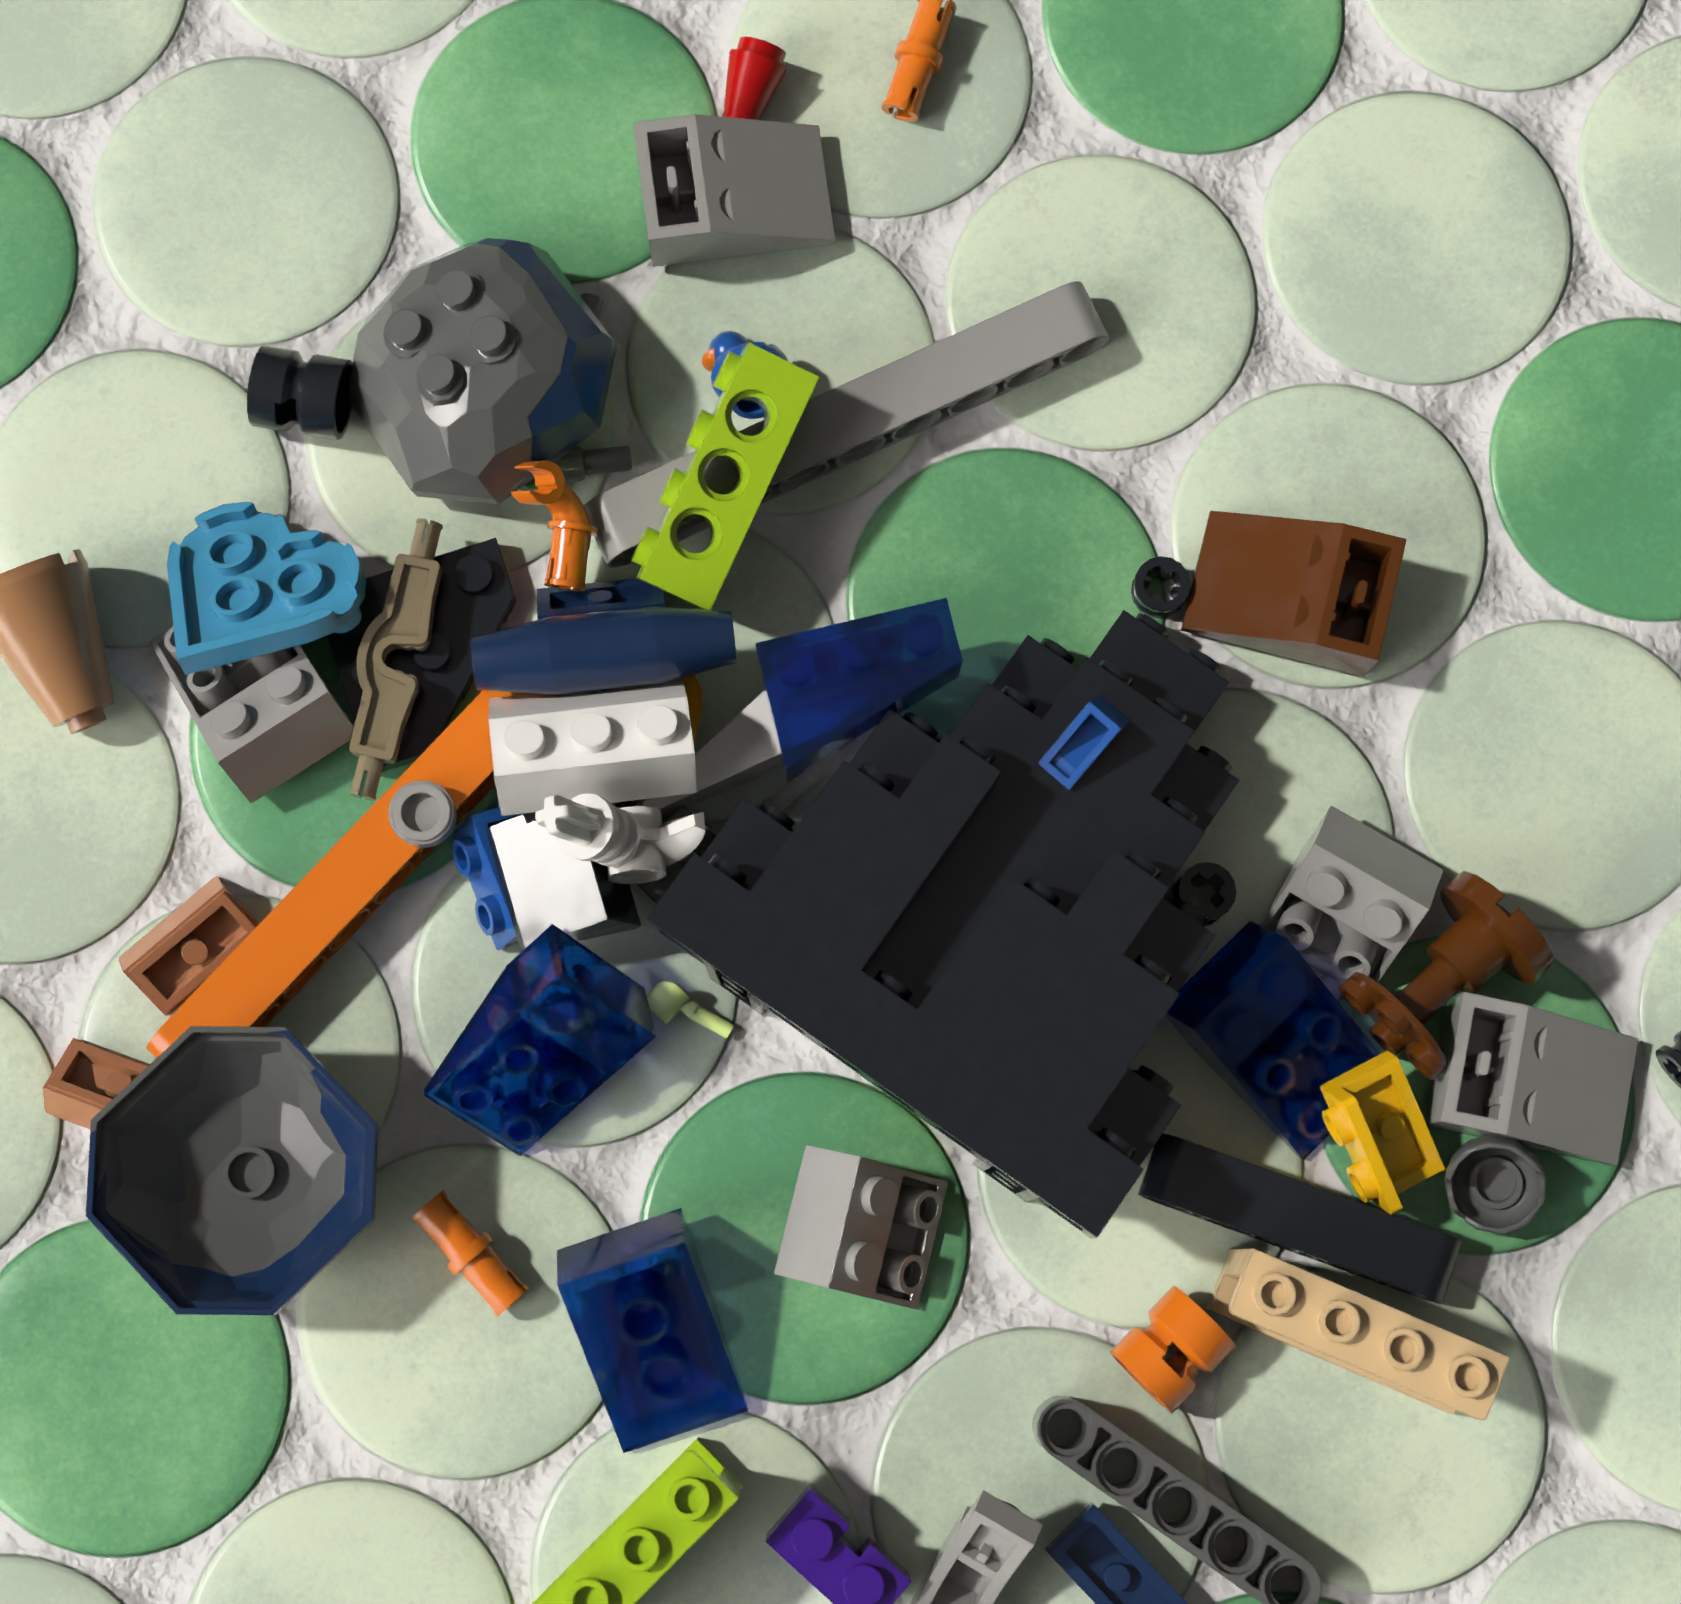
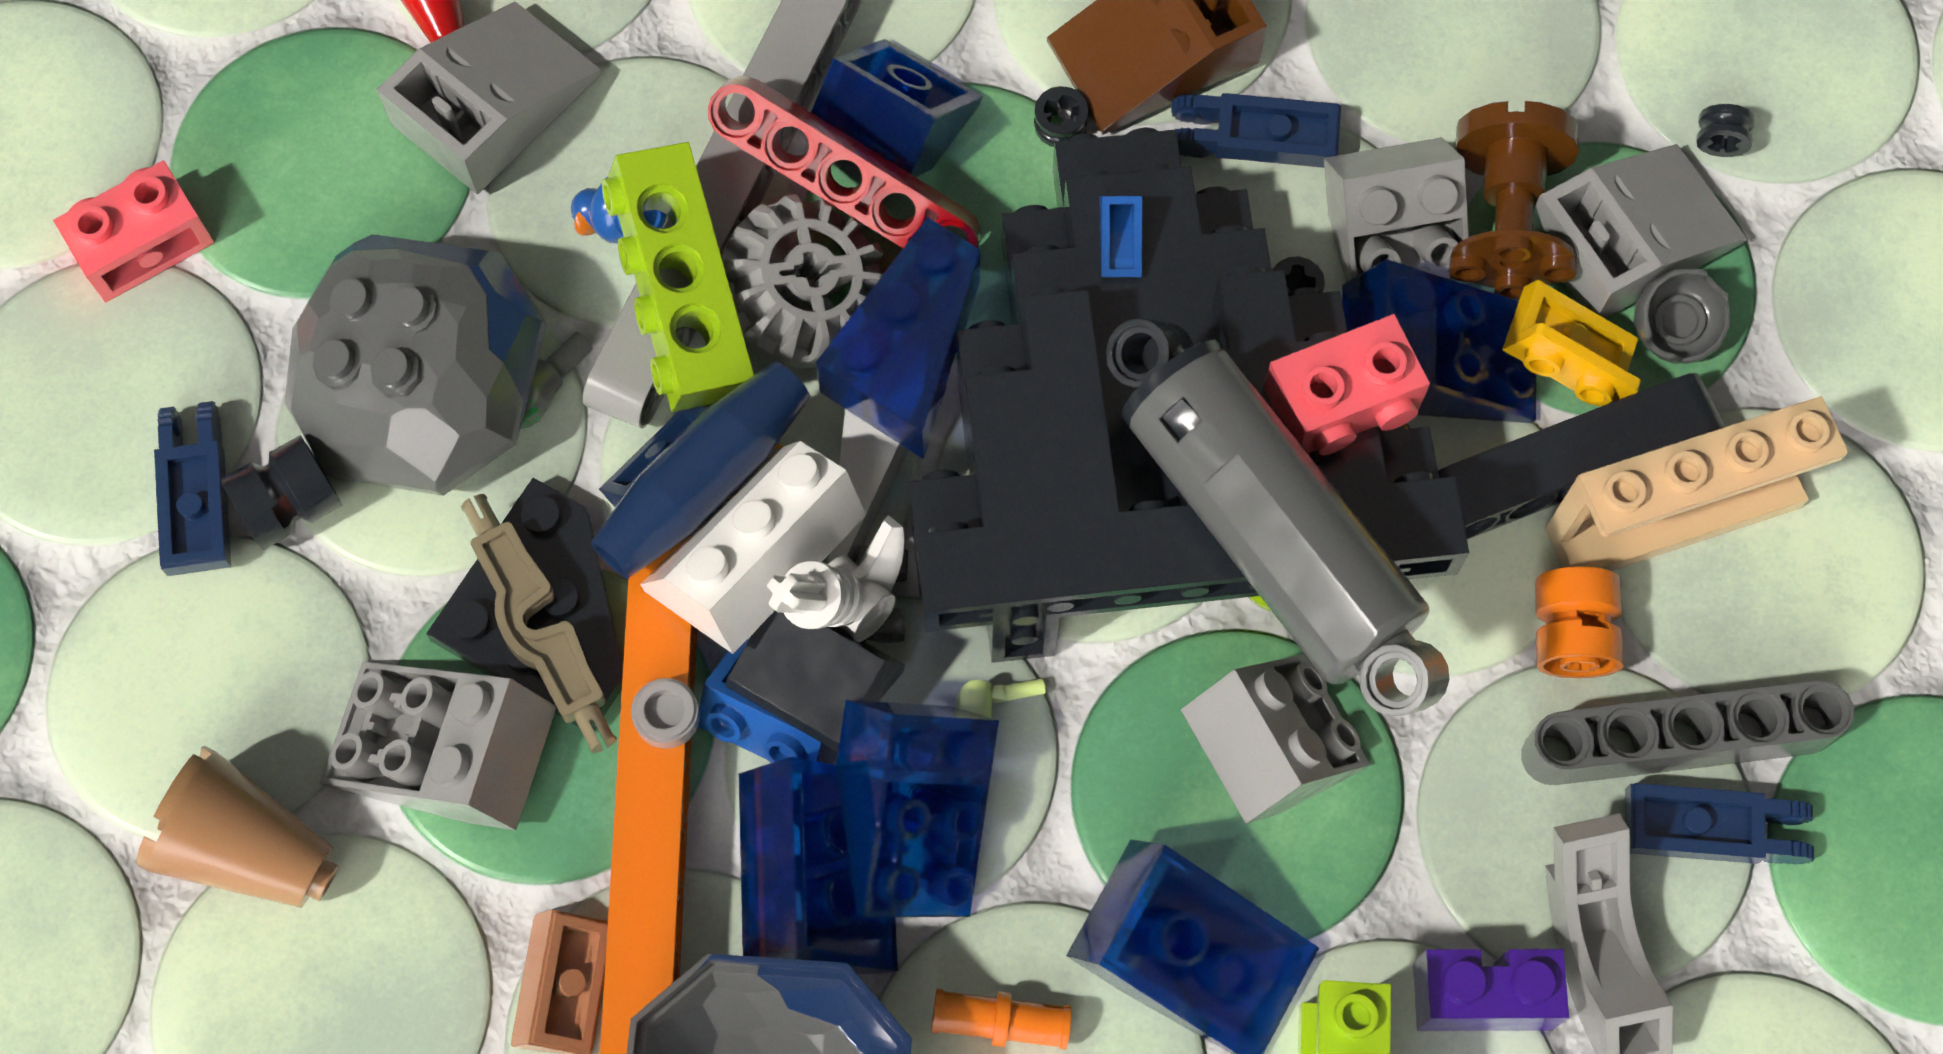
camera: 40 degrees left, 10 degrees down
(223, 352) = (191, 495): none -> dark blue hinge
(256, 588) = (378, 657): dark azure plate -> none
(369, 80) = (133, 231): none -> coral brick
(412, 1020) = (799, 872): none -> clear blue slope
(570, 525) = (585, 413): orange piece -> none
(779, 528) = (776, 303): none -> light grey gear
(940, 467) = (827, 146): none -> beam
(961, 1084) = (1276, 515): none -> dark grey piece
(1031, 468) = (895, 104): none -> clear blue slope
(1118, 1030) = (1347, 386): none -> coral brick
(1309, 735) = (1258, 128): none -> dark blue hinge

